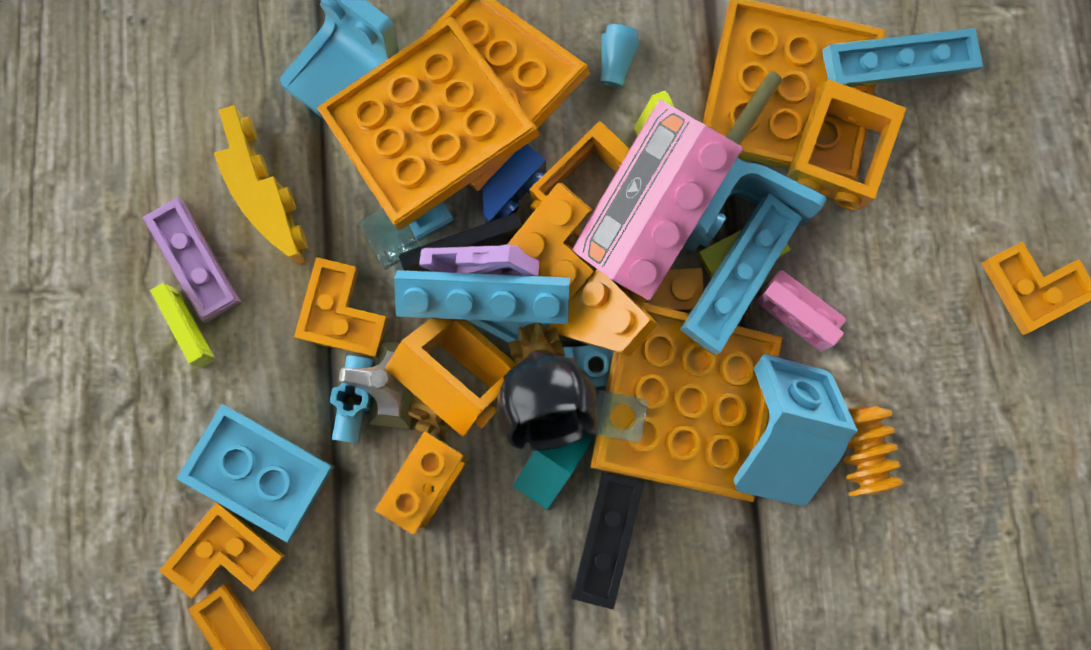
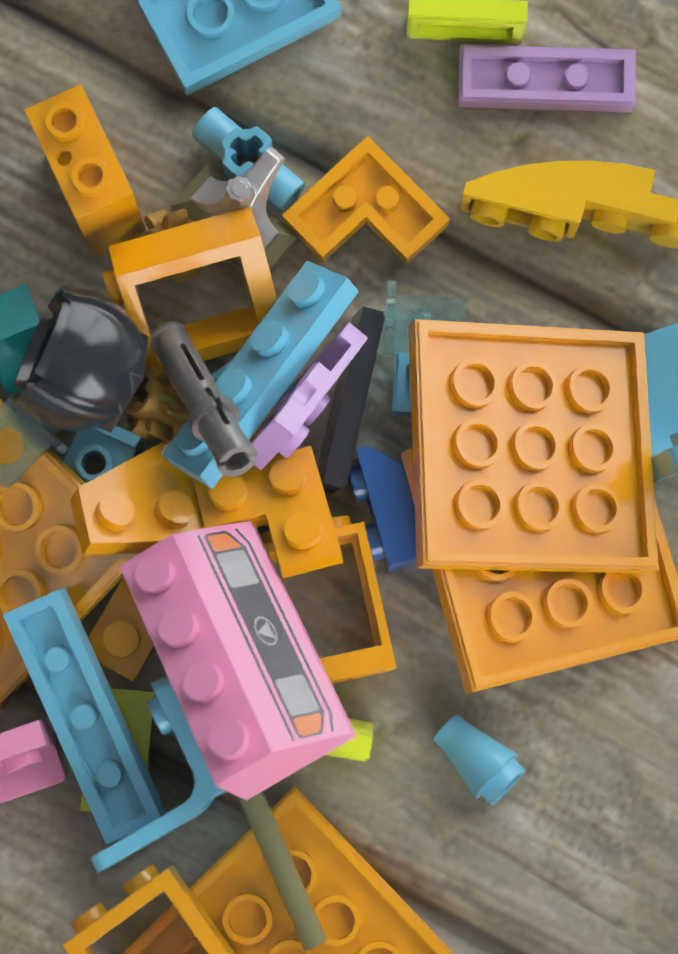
camera: 125 degrees right, 0 degrees up
(529, 297) = (211, 414): none -> flat silver pin

